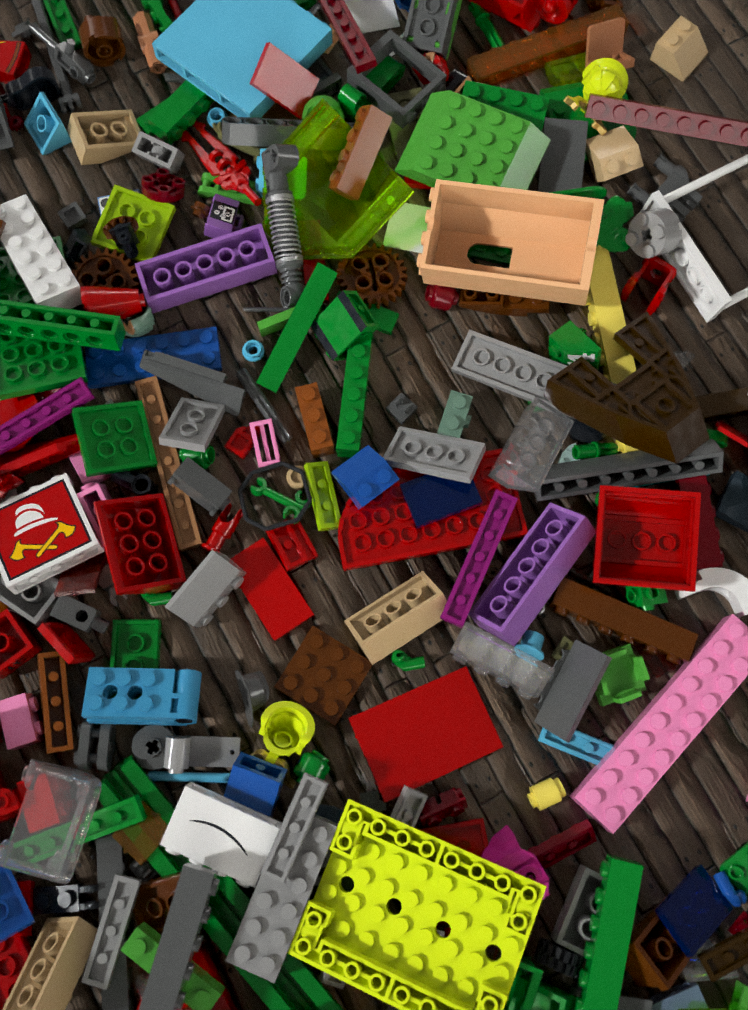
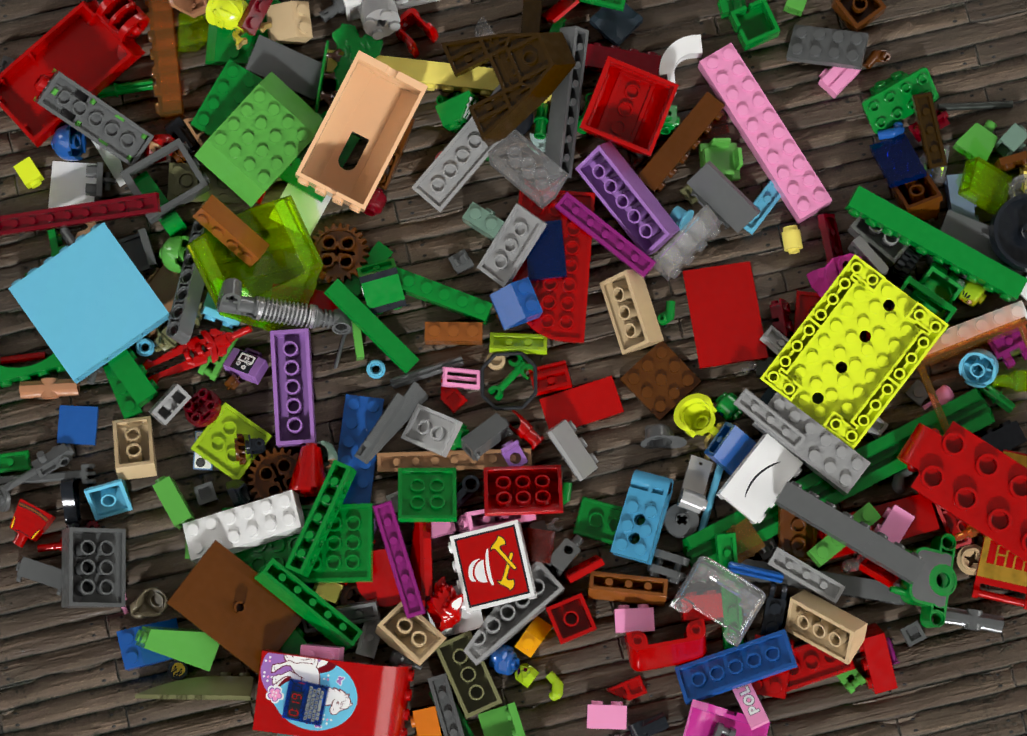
camera: 75 degrees left, 5 degrees up
(51, 183) = (173, 501): none -> bright green brick
(101, 860) = (755, 572): none -> blue axle
(102, 40) = (40, 428): reddish brown brick -> none
(119, 80) = (77, 425): none -> blue tile
(192, 516) = (513, 447): none -> medium lavender bracket
(284, 80) = (146, 275): tile -> none
(376, 29) = (96, 171): none -> dark grey hips
(560, 889) = (860, 247): none -> light grey container

